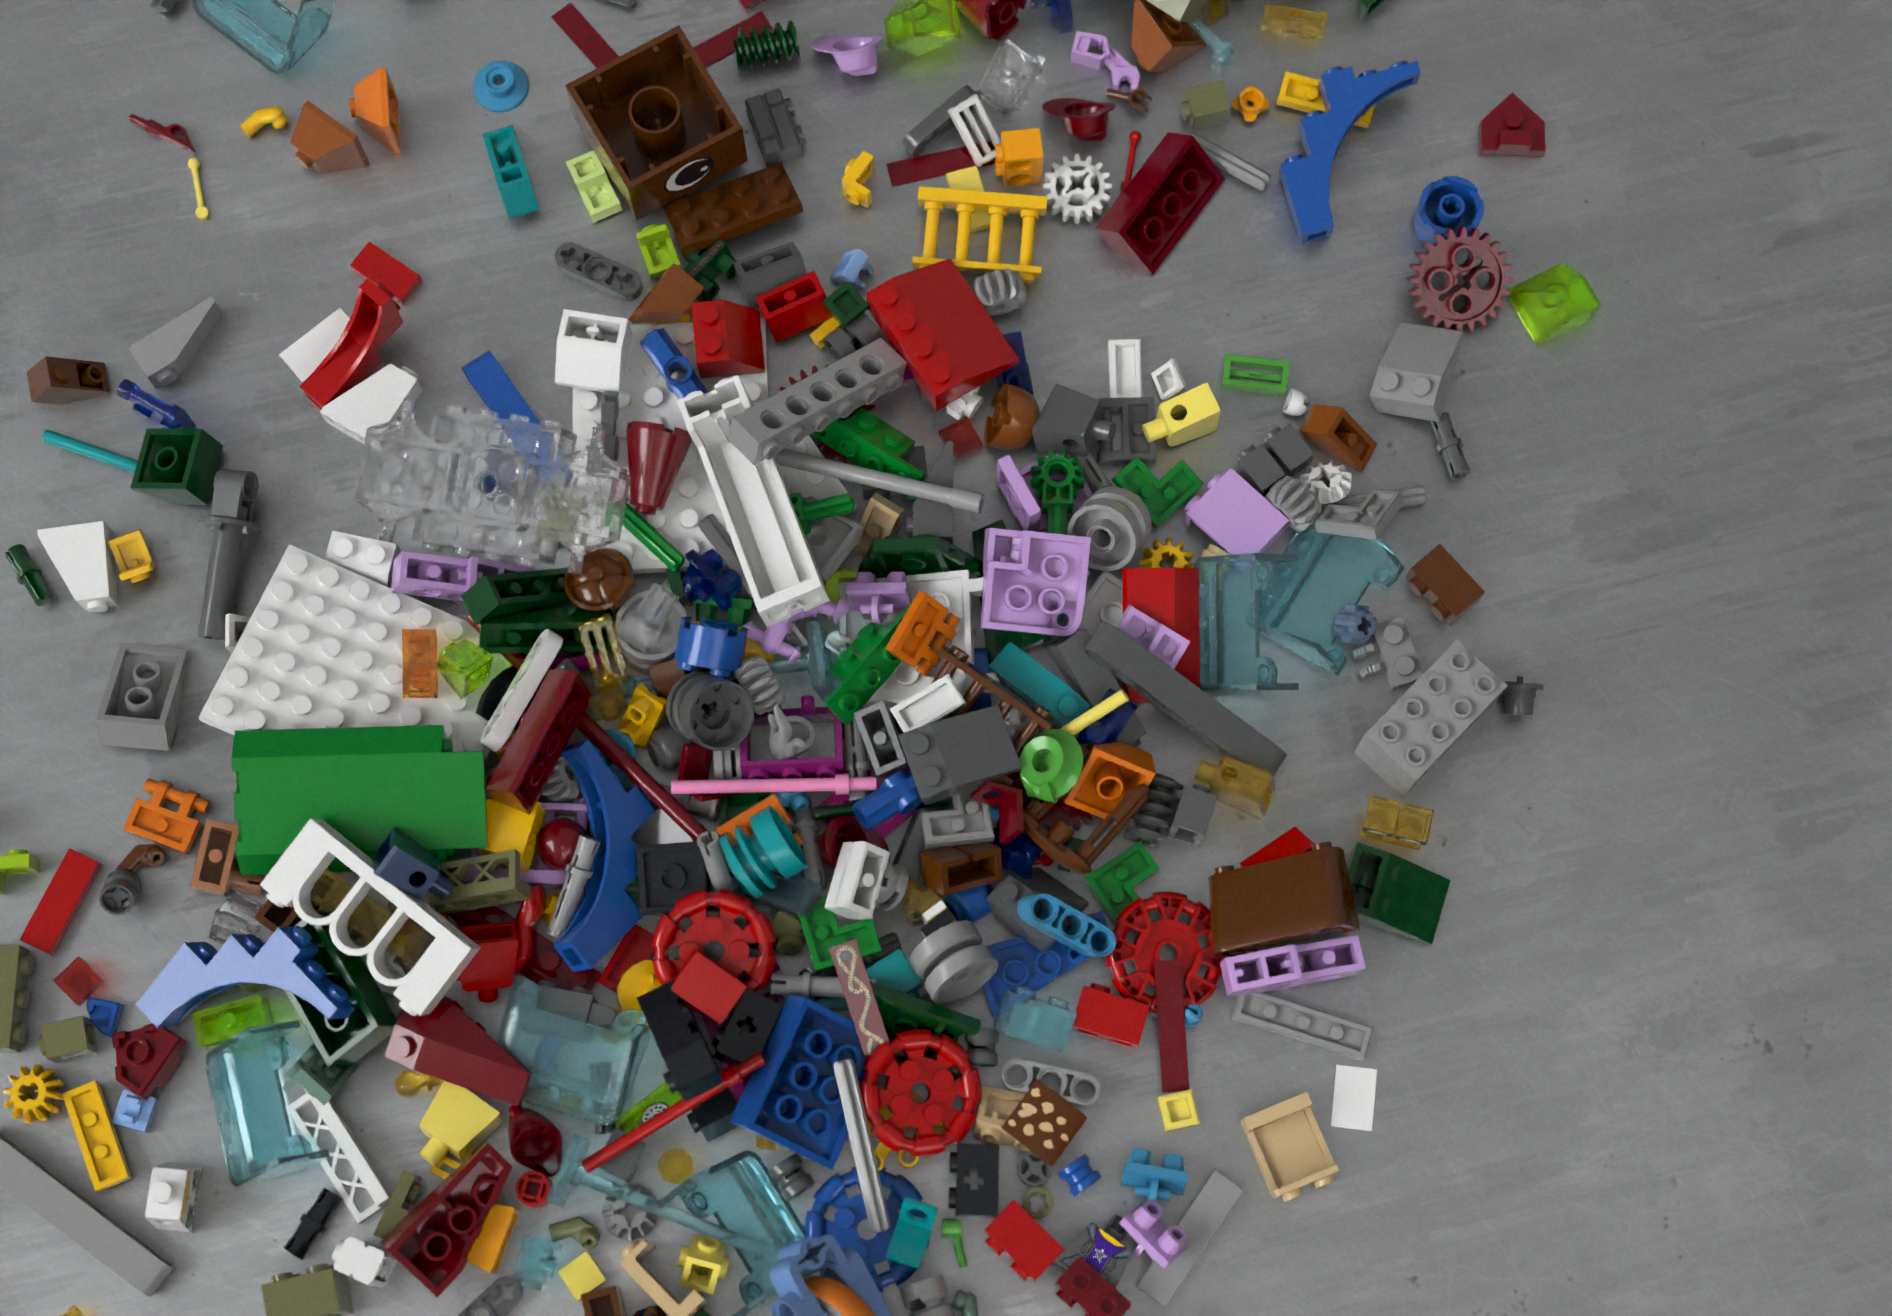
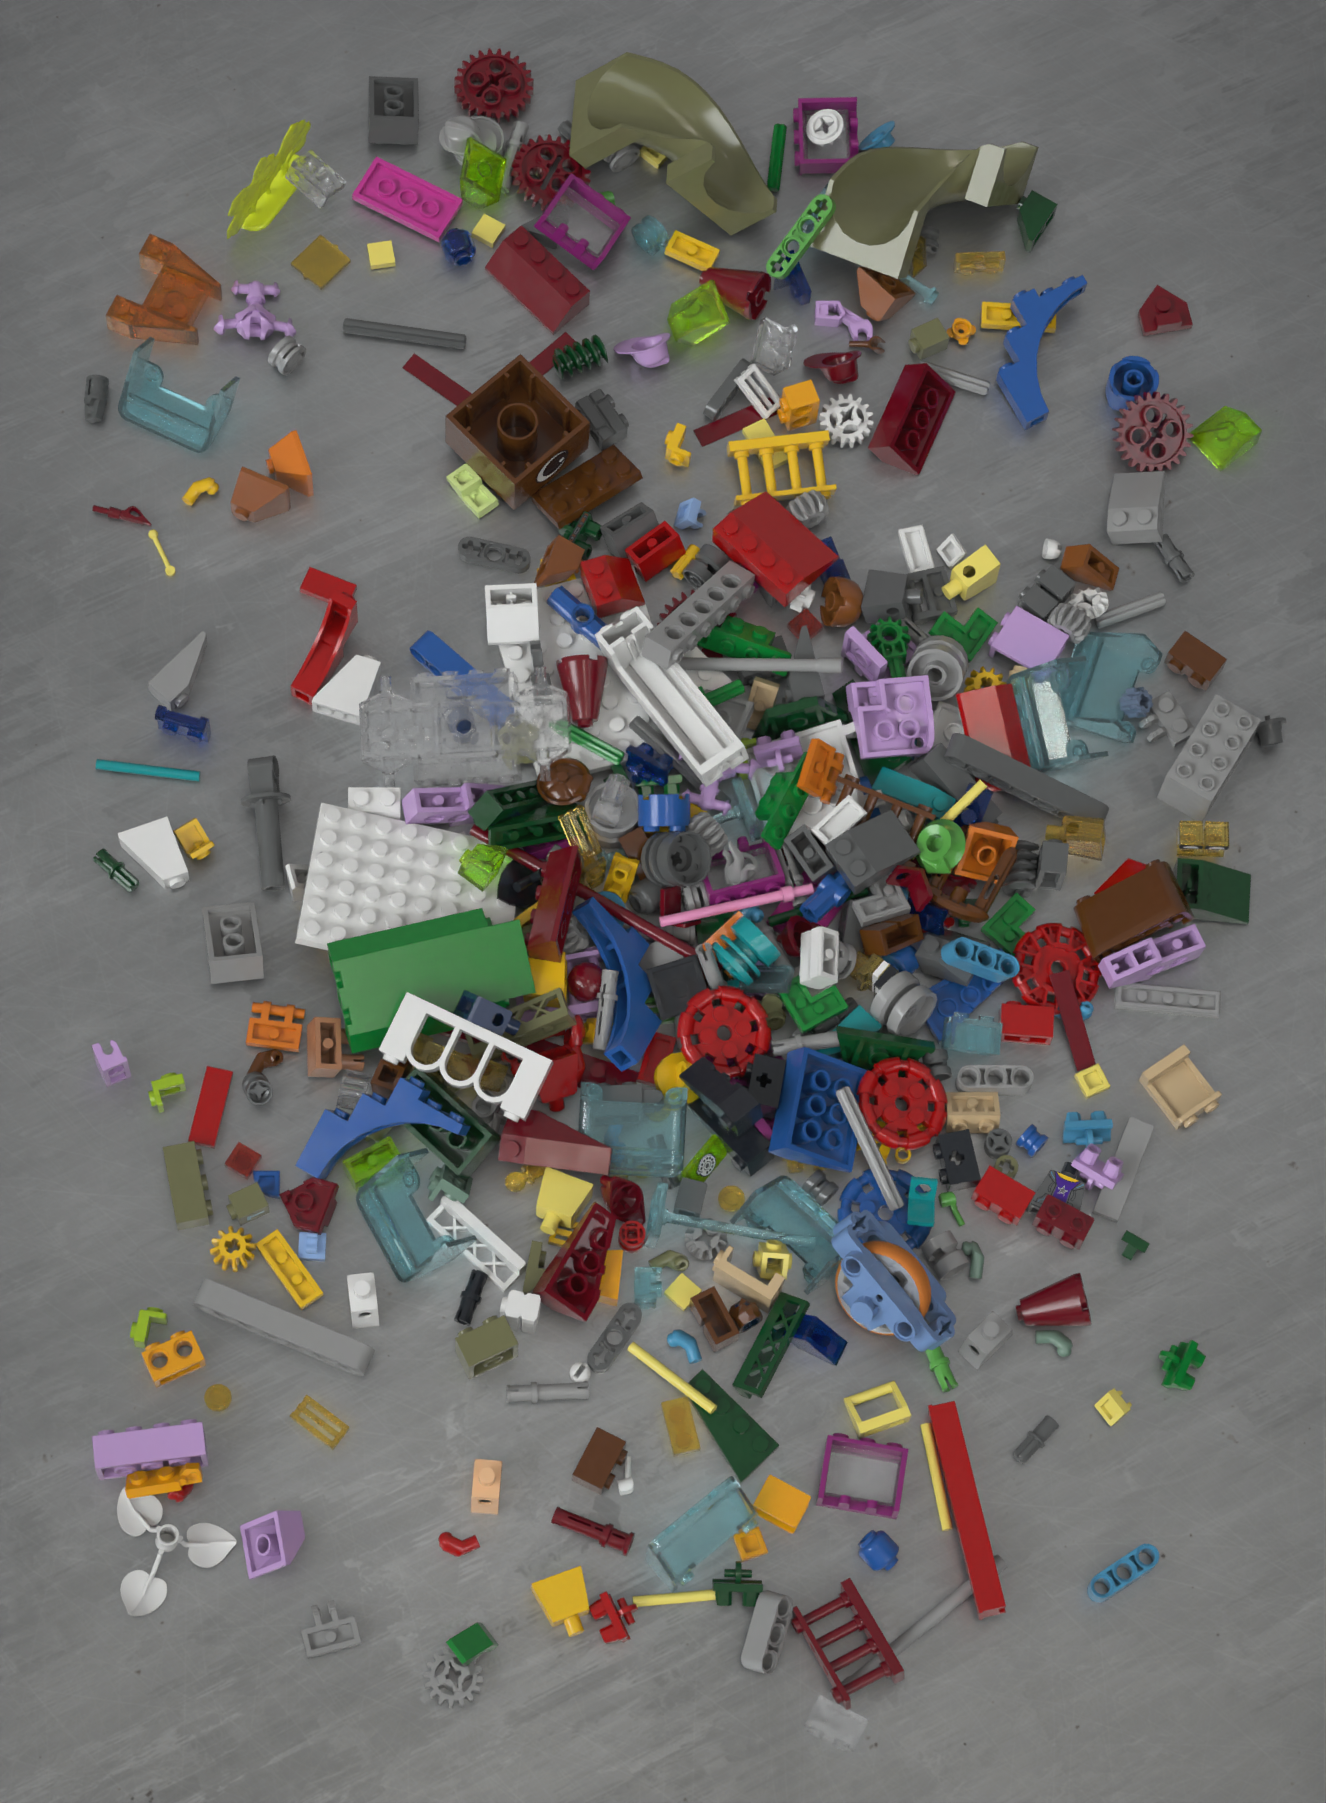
camera: 20 degrees left, 5 degrees down
(66, 380) = (103, 718): reddish brown slope -> none
(177, 465) = (210, 764): dark green slope -> none
(315, 345) = (290, 653): white sticker -> none
(419, 663) = (447, 869): clear orange slope -> none
(505, 96) = (377, 437): dark azure piece -> none
(510, 172) = (406, 492): teal slope -> none
(521, 690) = (530, 872): white beam -> none
(657, 249) = (536, 529): lime bracket -> none
(708, 986) = (731, 1054): red piece -> none
(731, 1076) = (724, 1154): red bar -> none
(835, 641) = (753, 791): white hand -> none
(845, 304) = (696, 541): dark green tile -> none
(859, 996) = (844, 1038): sticker -> none
(1044, 1122) = (998, 1106): reddish brown sticker -> none
(1135, 137) = (879, 373): red hinge -> none
(1153, 636) = (992, 737): lavender slope -> none
(1256, 387) = (1015, 525): bright green tile -> none
(1354, 1097) = (1218, 1045): white sticker -> none
(1362, 521) = (1126, 624): light grey tile -> none

